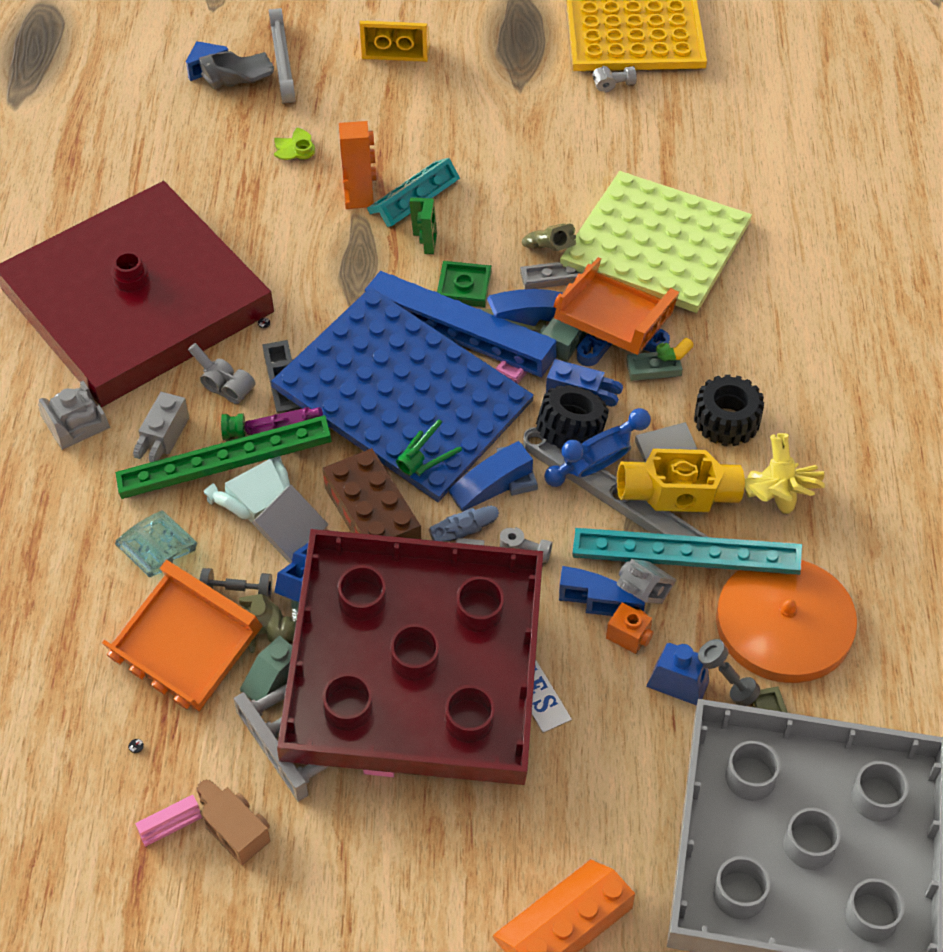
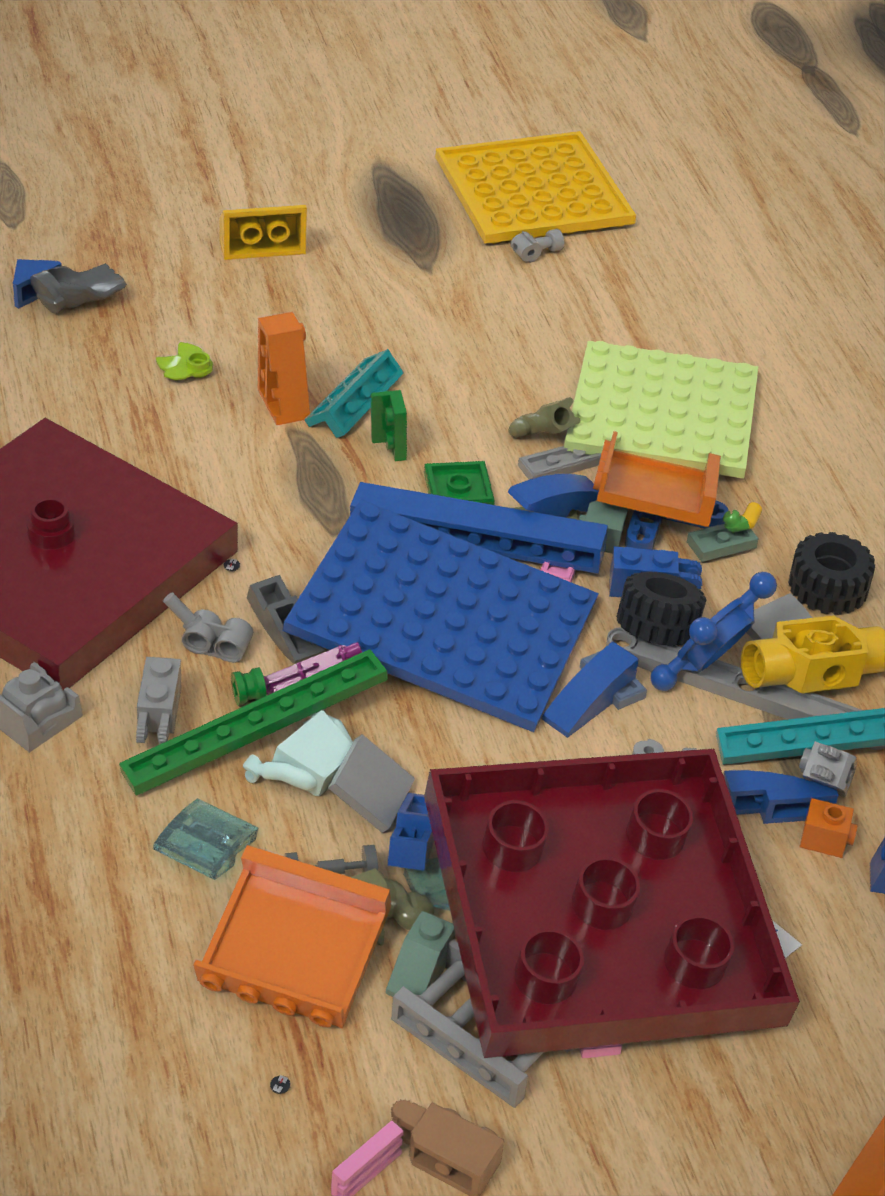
camera: 20 degrees left, 10 degrees down
(282, 56) = (150, 298): light grey piece -> none
(369, 497) = (450, 731): reddish brown brick -> none
(412, 458) = (495, 683): green plant -> none
(463, 524) = (587, 742): sand blue hinge -> none

